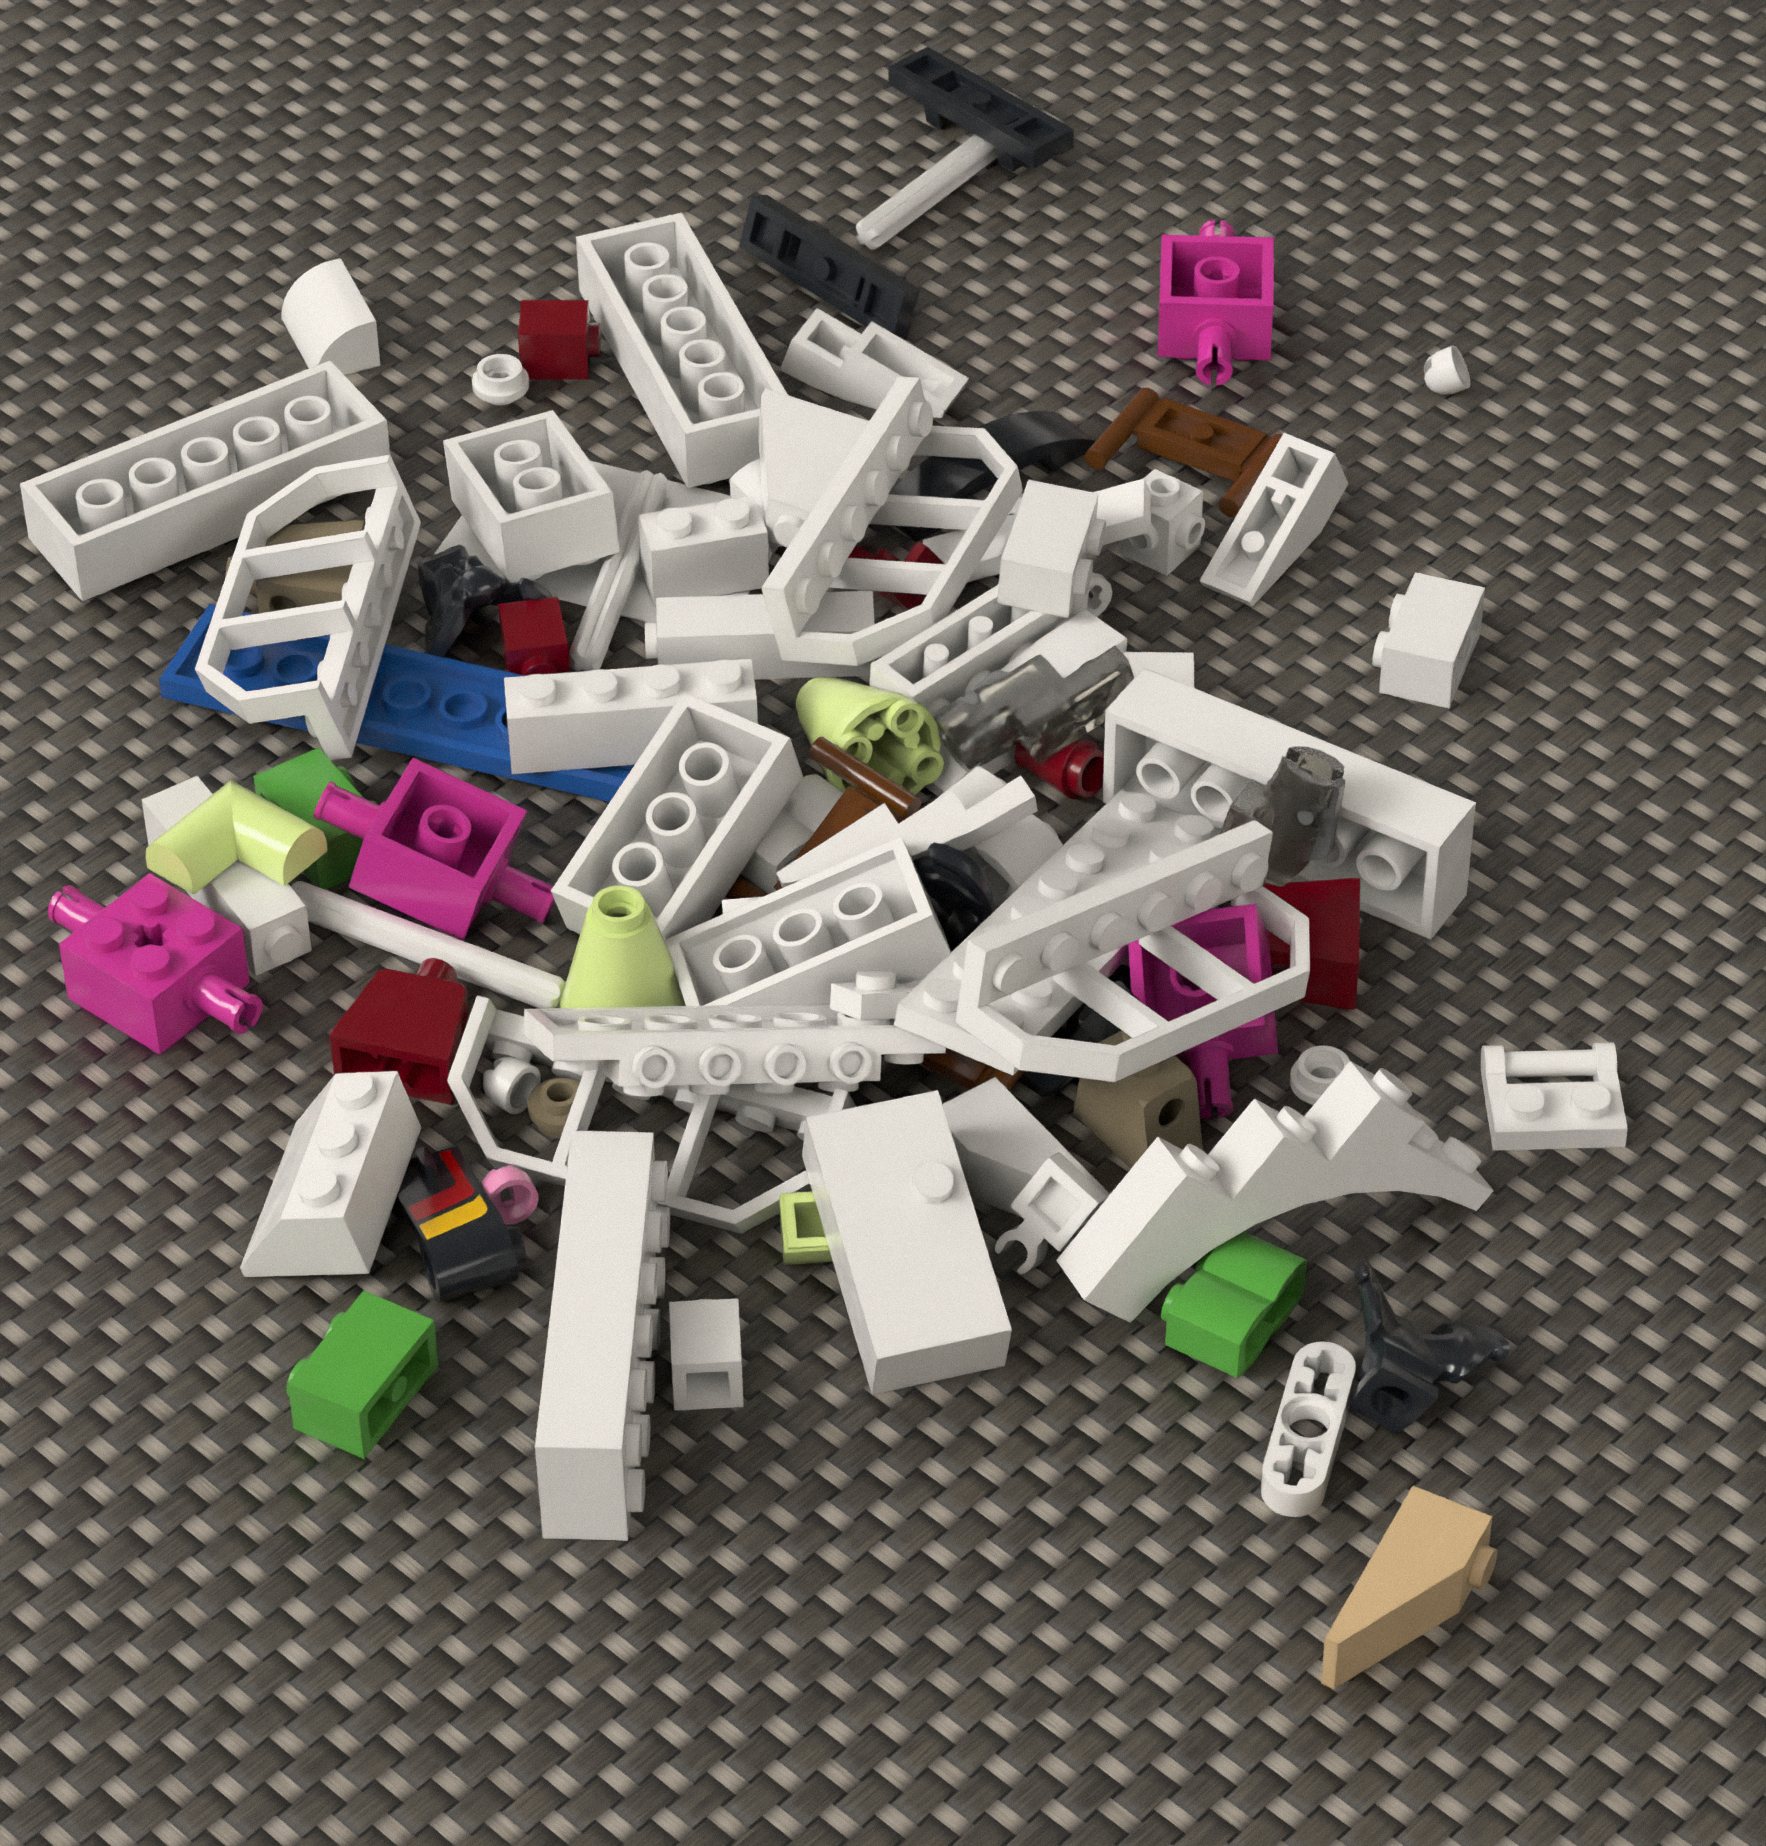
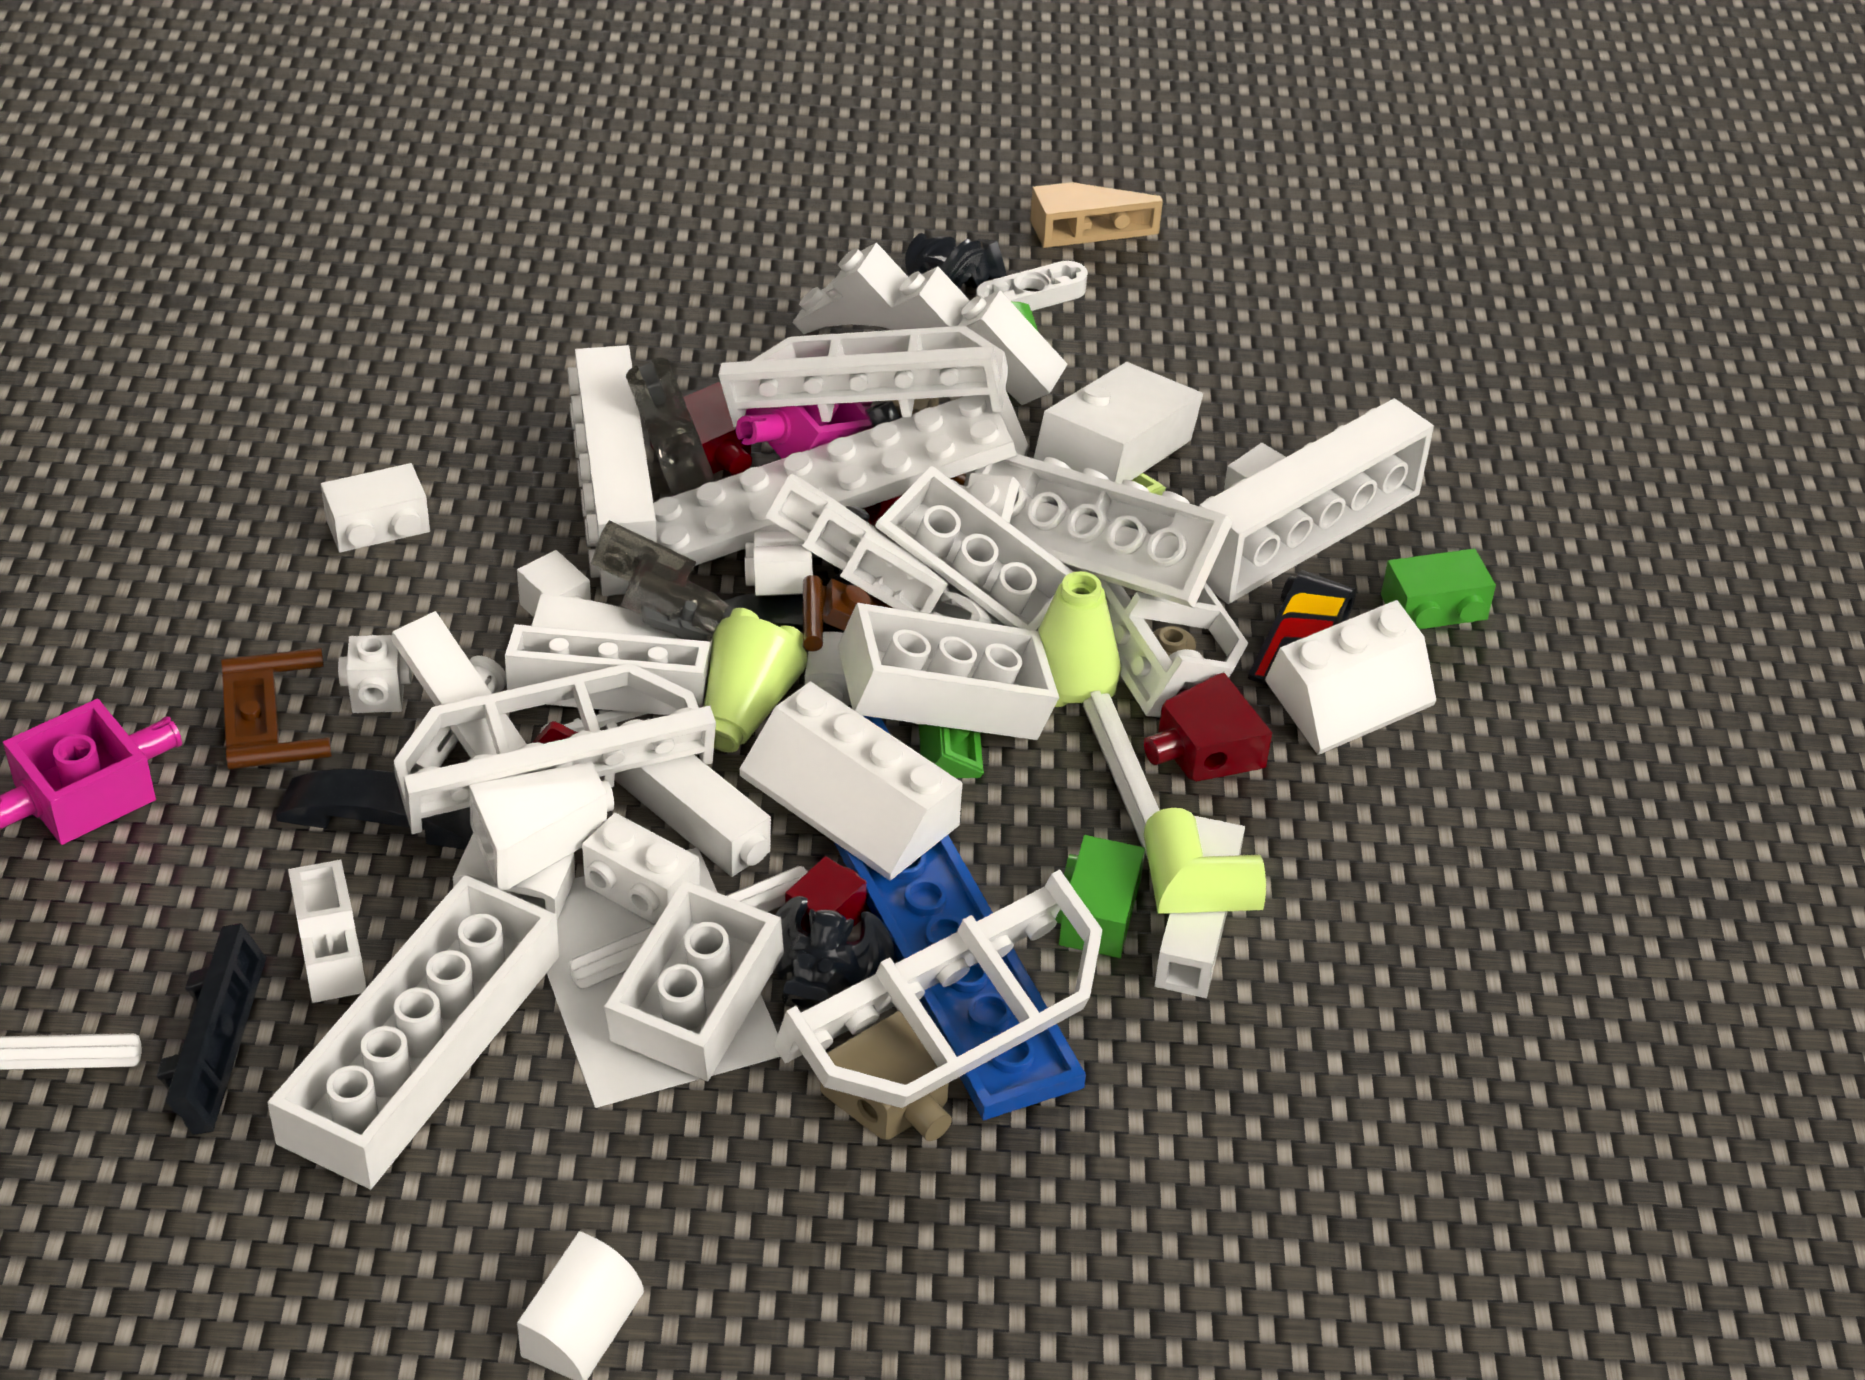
camera: 135 degrees left, 0 degrees up
(154, 962) = (1313, 876): dark pink brick -> none
(194, 478) = (866, 1204): white brick -> none
(437, 849) = (1077, 791): dark pink brick -> none
(500, 379) = (538, 1136): white plate -> none
(521, 1189) = (1256, 621): bright pink hinge -> none
(557, 339) = (468, 1135): dark red brick -> none
(1050, 549) = (521, 628): white brick -> none
(1053, 1209) = (1024, 393): white plate -> none
(1276, 520) = (301, 618): white slope -> none
(1446, 372) = (52, 640): white hinge -> none
(1553, 1113) = (713, 313): white plate -> none

